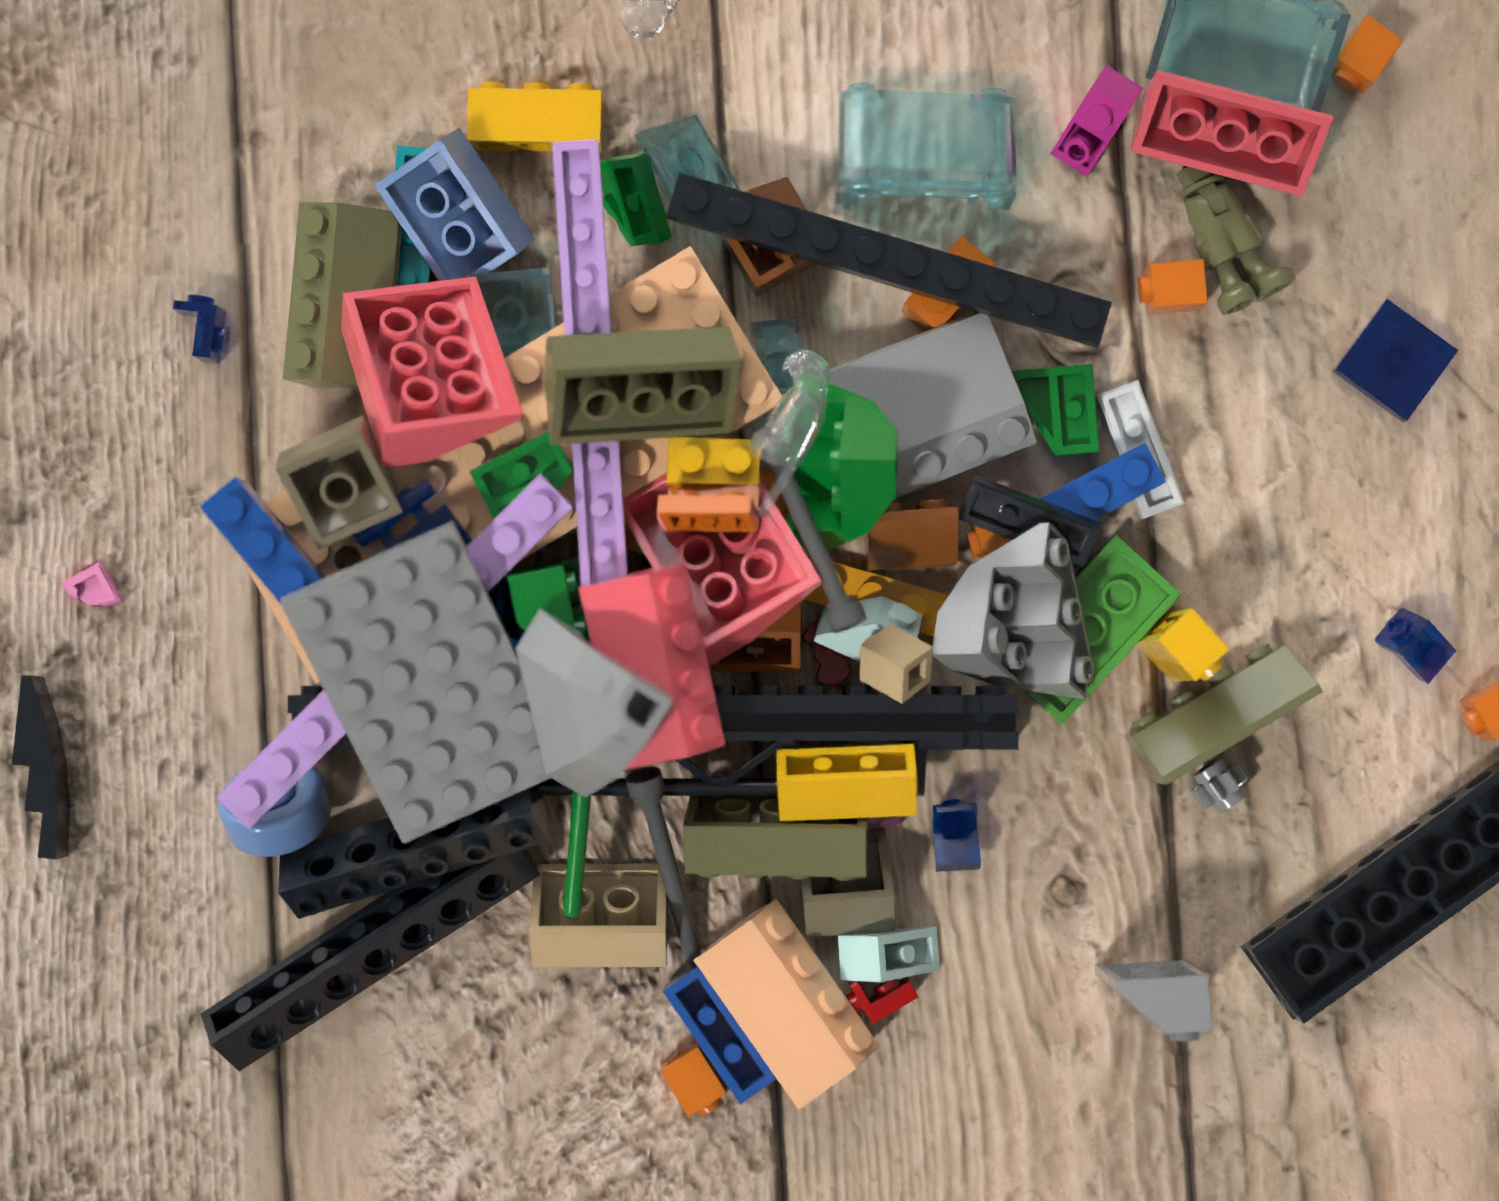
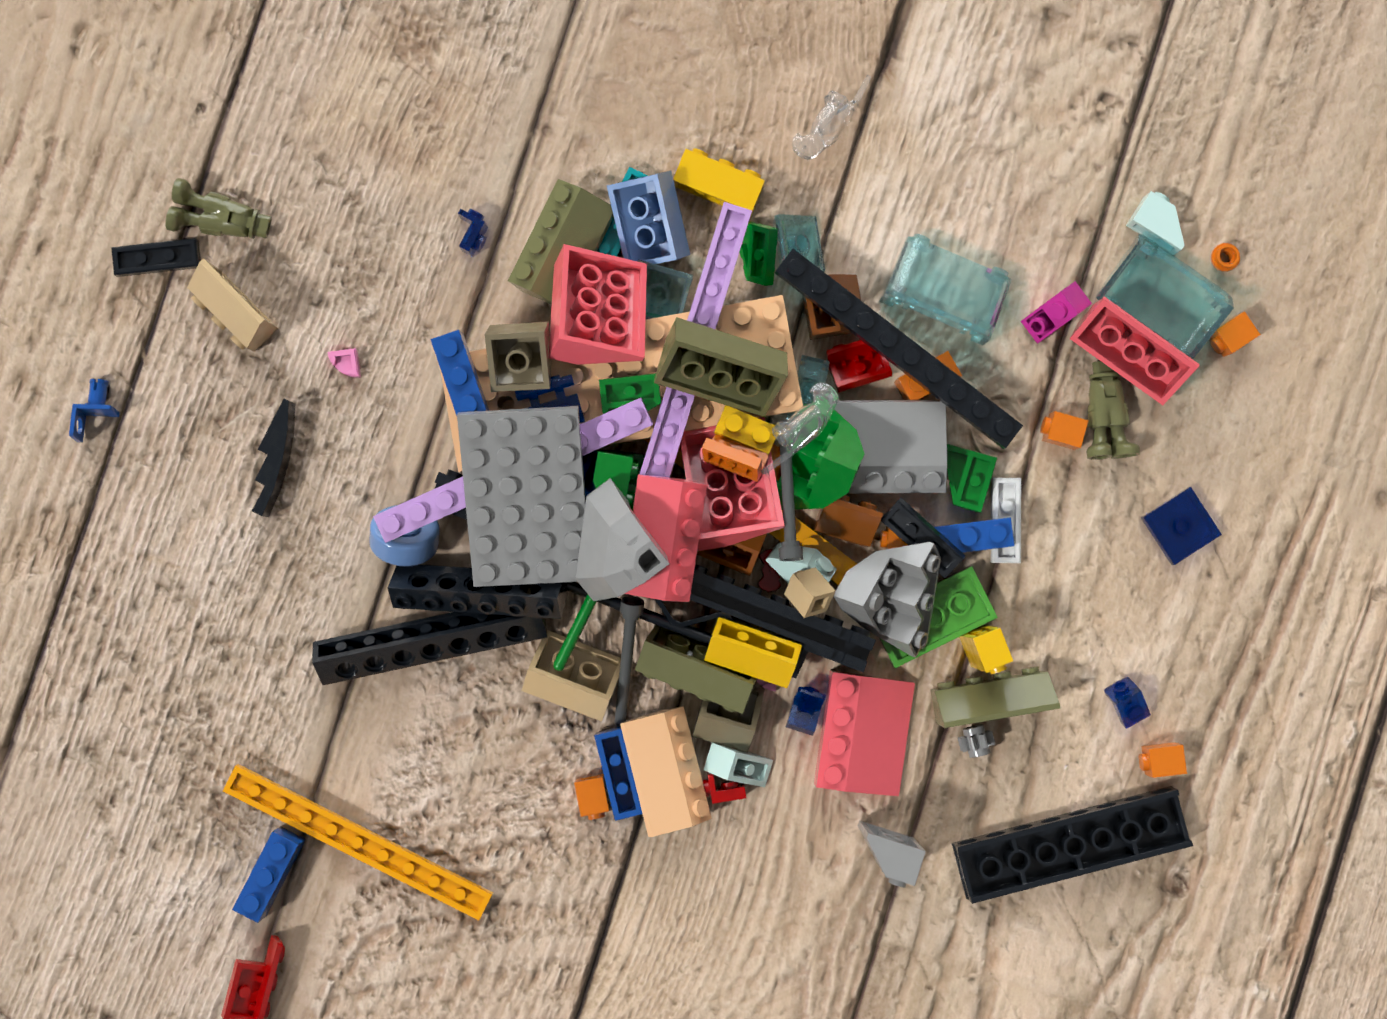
camera: 20 degrees right, 0 degrees up
(837, 308) = (856, 365): none -> red bracket
(1053, 838) = (864, 734): none -> coral slope

